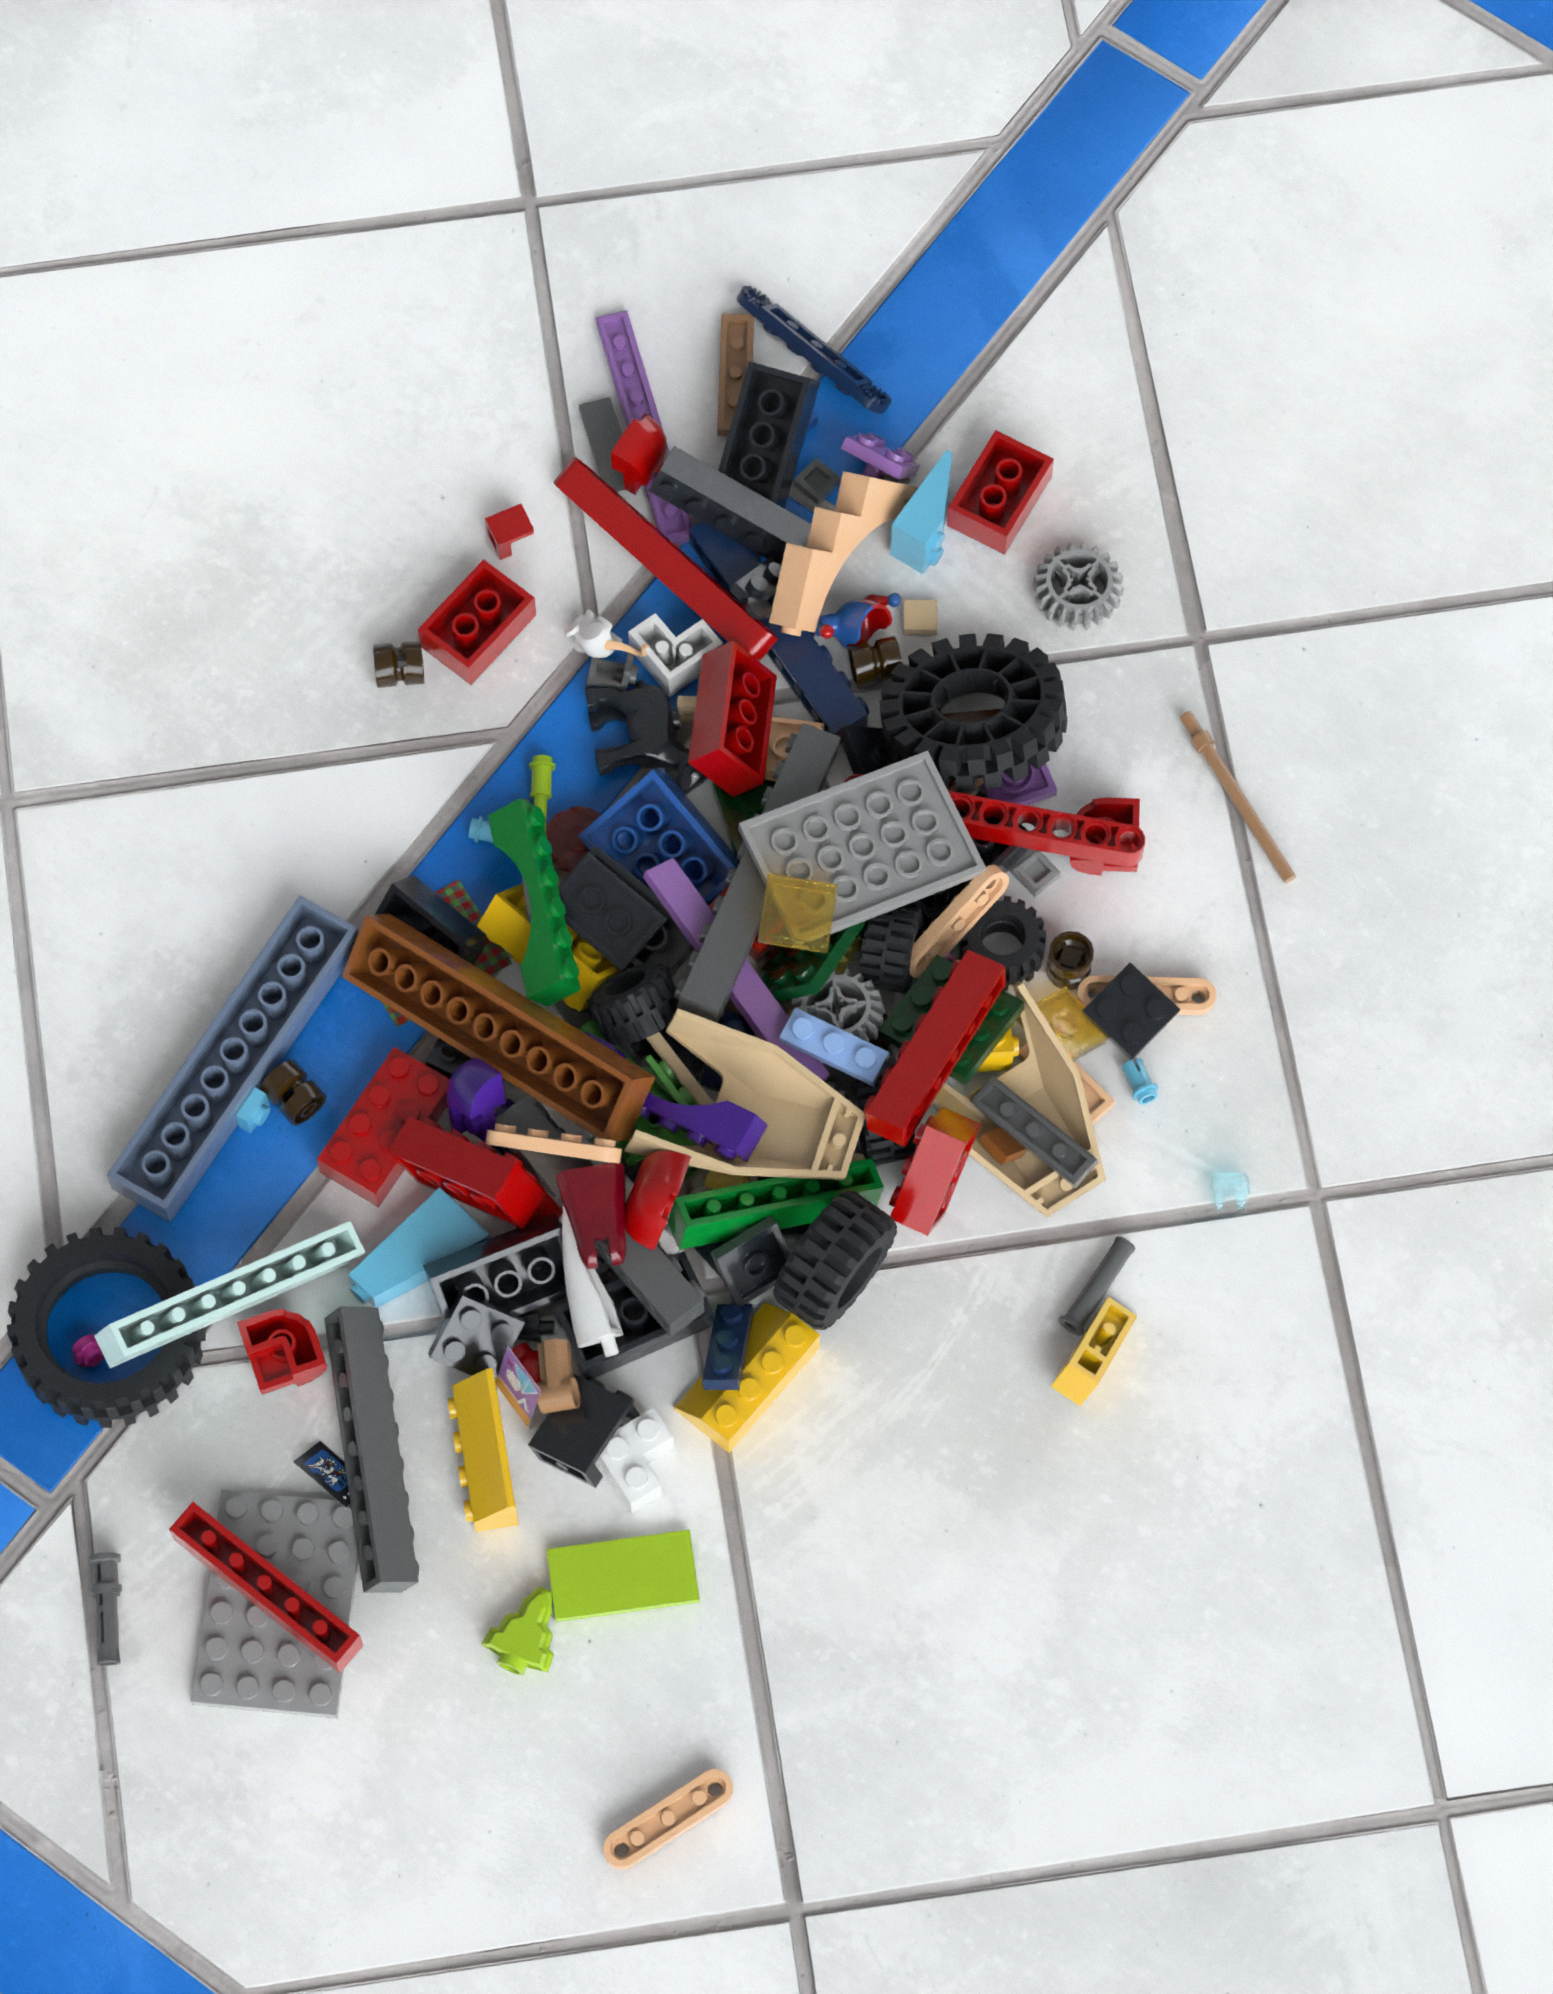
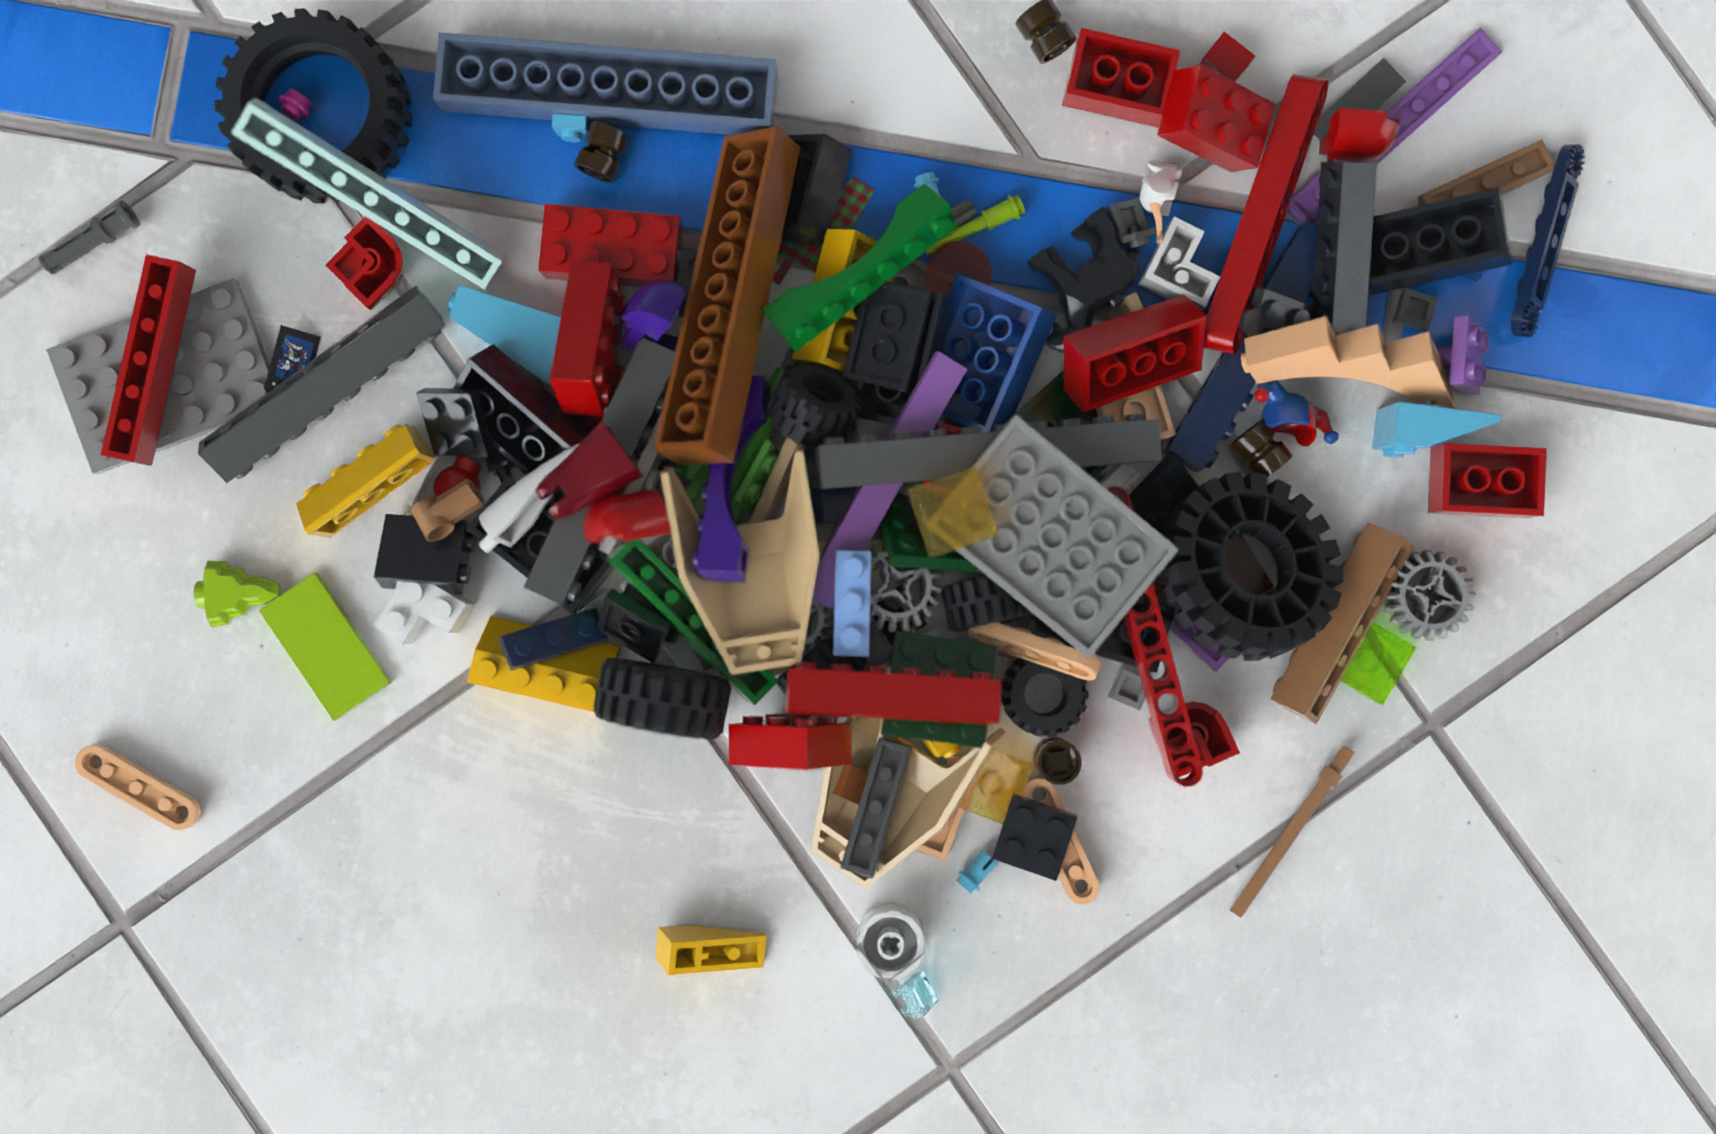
camera: 65 degrees right, 20 degrees up
(560, 558) = (1216, 118): none -> red brick
(568, 1145) = (629, 404): light nougat plate -> none
(920, 617) = (1327, 467): tan tile -> none
(1087, 690) = (1323, 660): none -> medium nougat brick
(1097, 1286) = (771, 922): dark grey pin -> none
(1112, 662) = (1378, 664): none -> clear neon green plate
(1179, 1168) = (887, 960): none -> white brick

